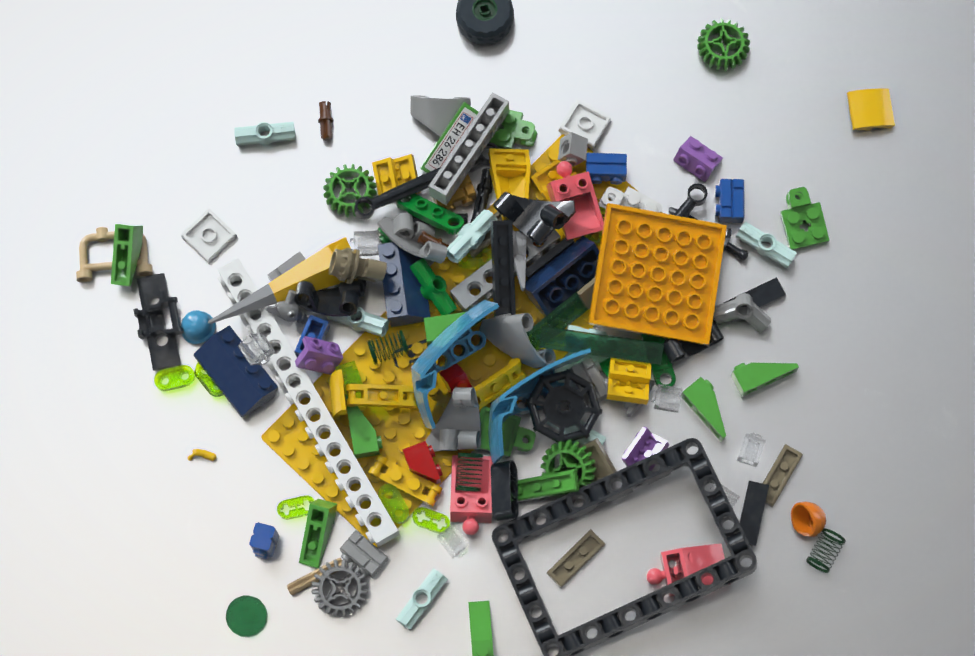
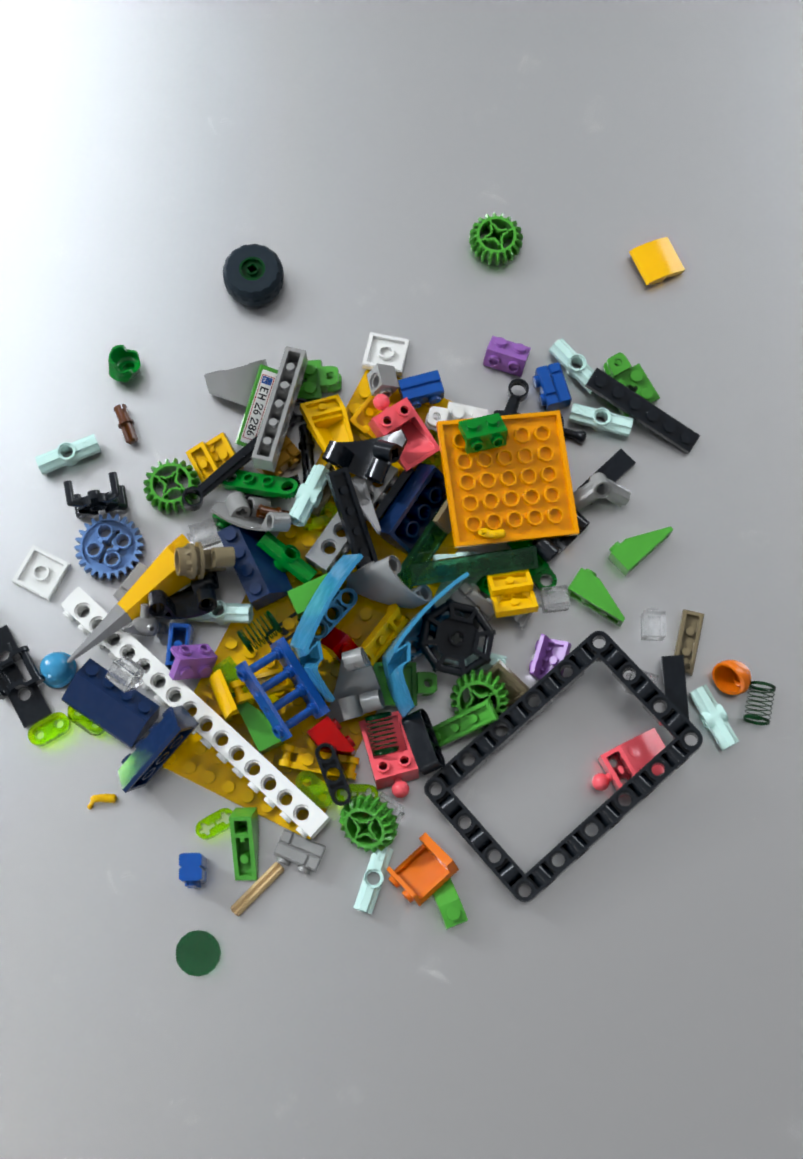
camera: 20 degrees left, 0 degrees up
(264, 218) = (92, 539): none -> medium blue gear
(264, 423) = (156, 748): none -> dark blue slope
(276, 184) = (97, 501): none -> black plate
(340, 63) = (123, 363): none -> green hair
(346, 580) = (281, 903): light grey gear -> none
(409, 484) = (333, 785): none -> black beam
(411, 408) = (303, 688): none -> blue fence
(432, 535) = (381, 828): none -> bright green gear
(468, 606) = (423, 871): none -> orange panel
(575, 558) = (515, 788): dark tan tile -> none
(626, 321) = (485, 532): none -> yellow piece
(646, 226) = (483, 433): none -> green bracket
(764, 198) = (566, 357): none -> light aqua piece
(779, 550) = (713, 717): none -> light aqua piece
(807, 247) = (642, 410): none -> black plate

